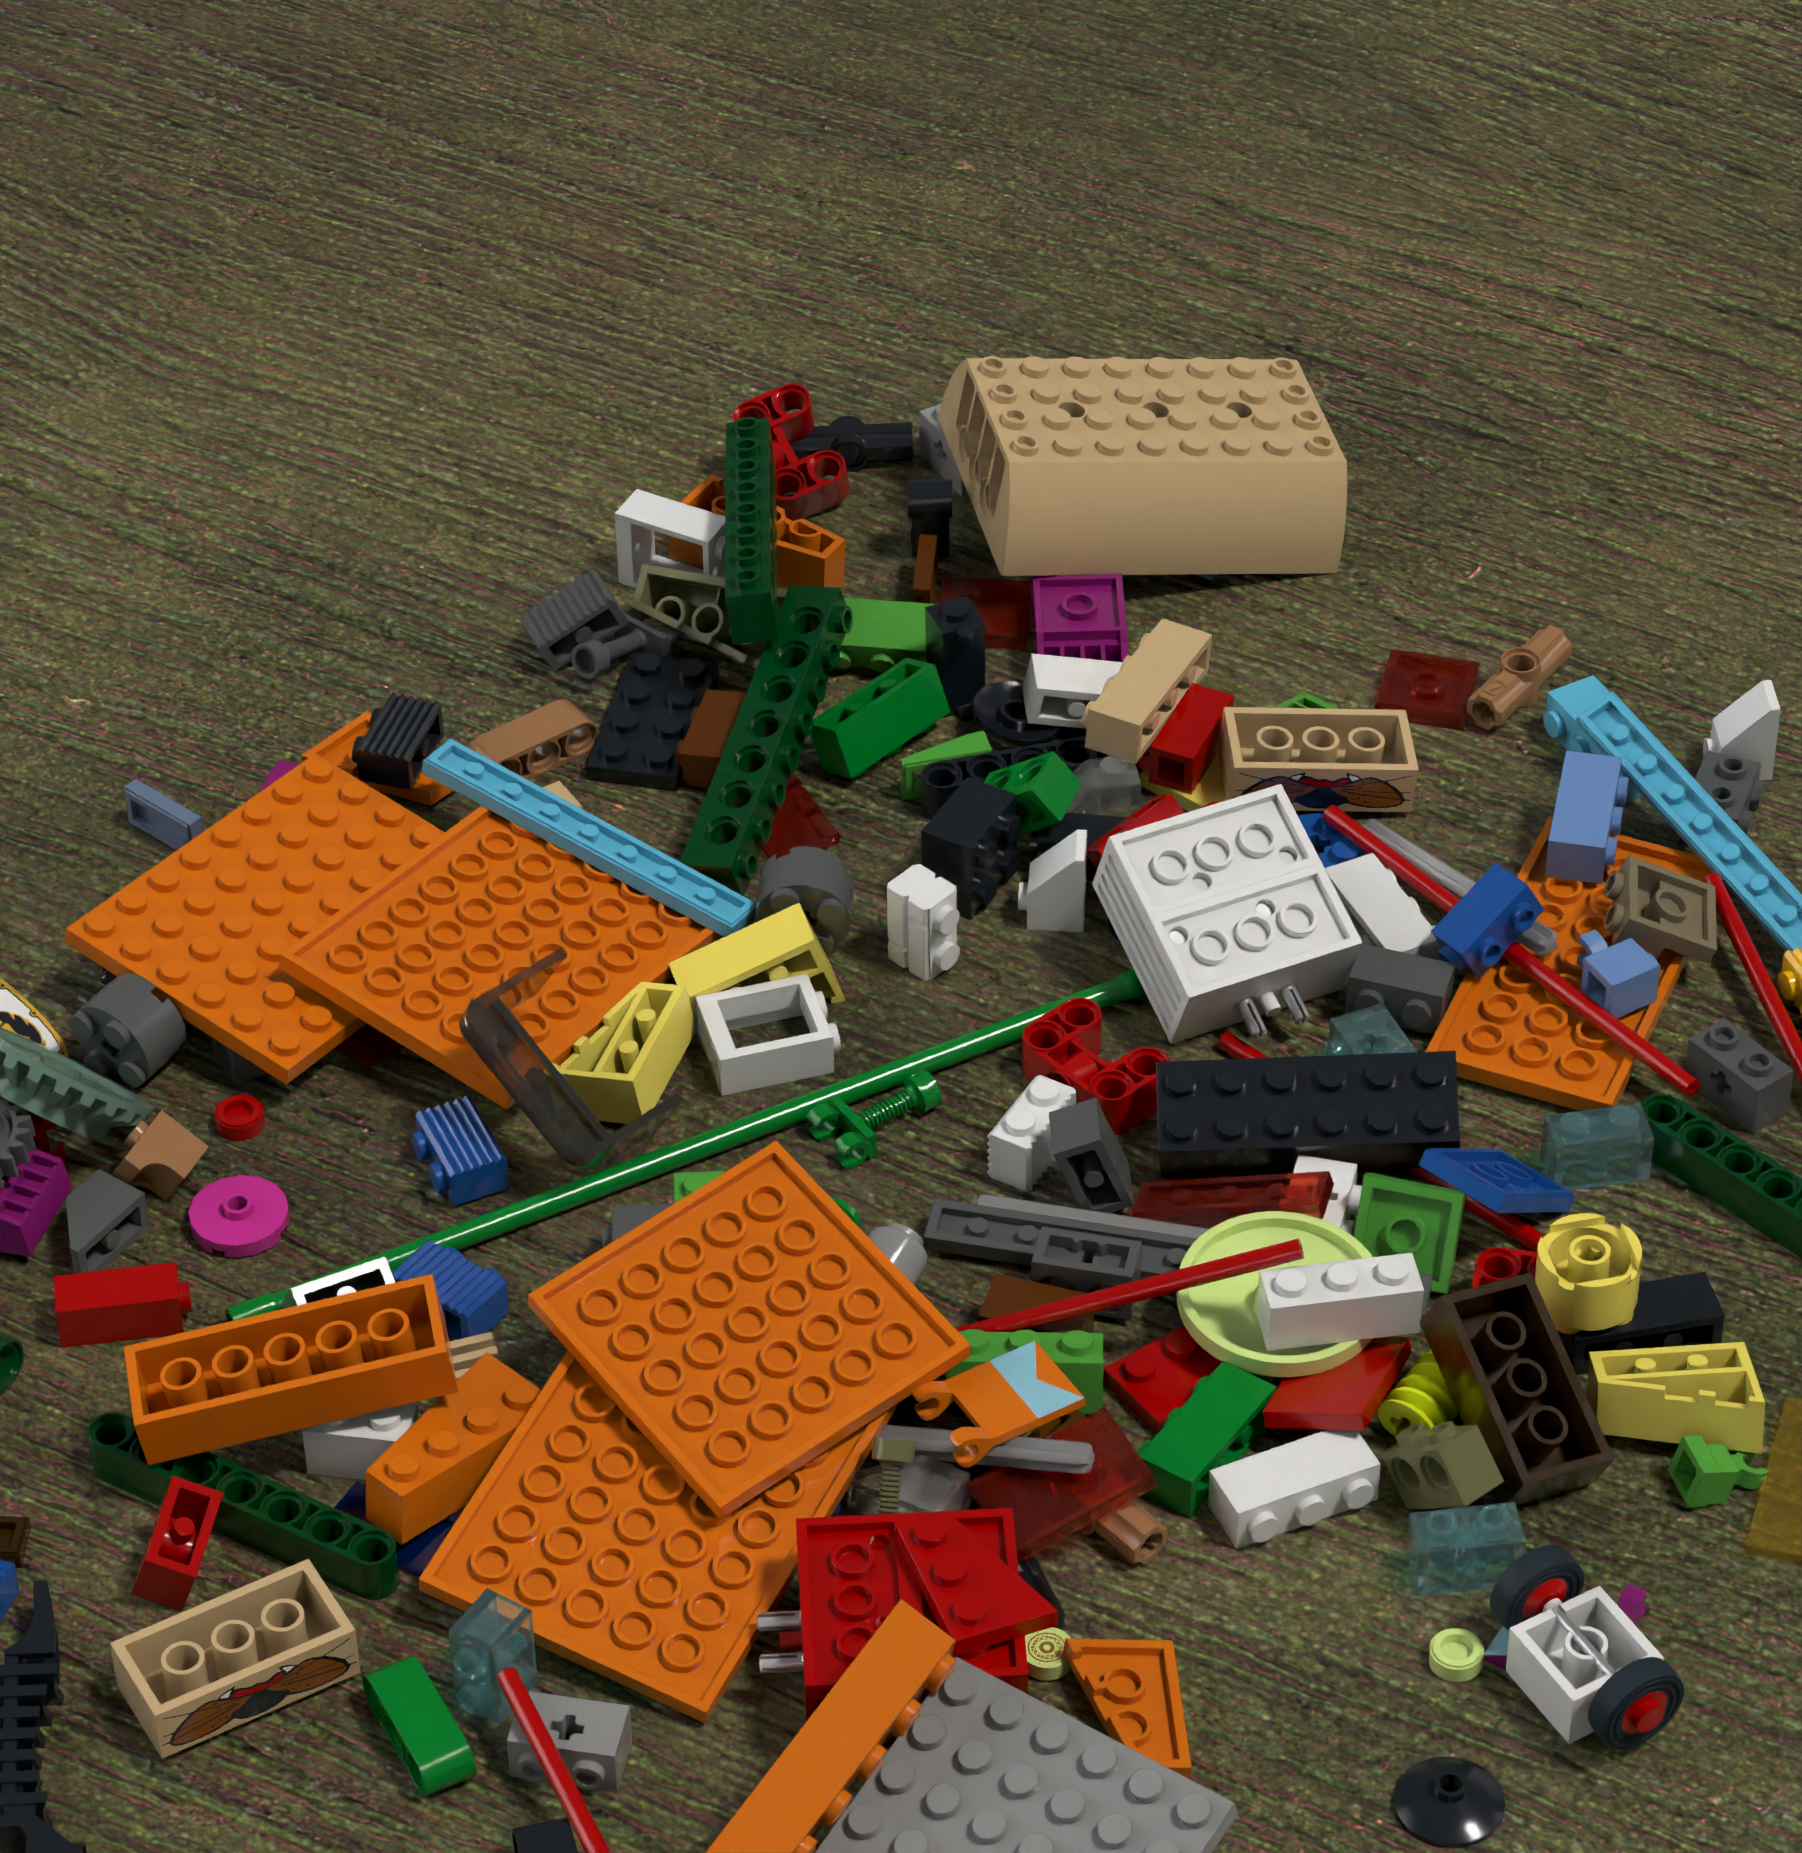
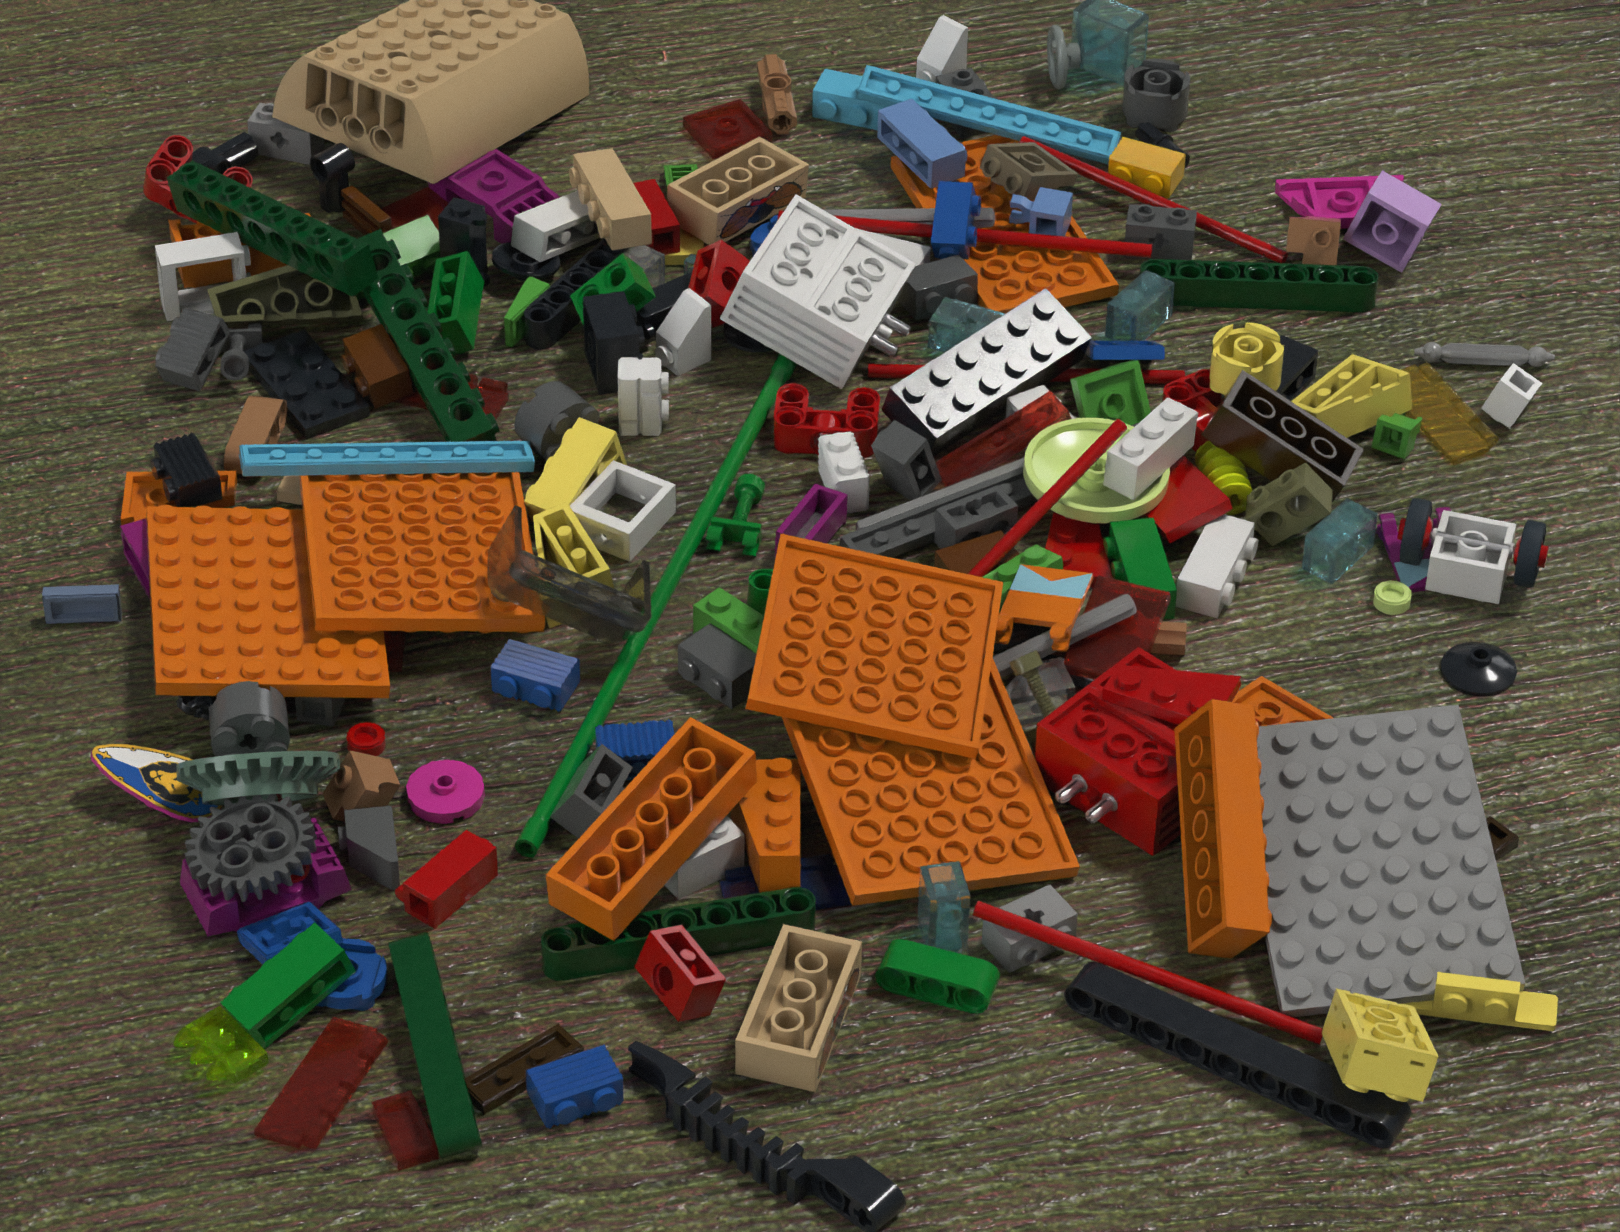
camera: 45 degrees left, 0 degrees up
(923, 1168) = (816, 515): none -> magenta window

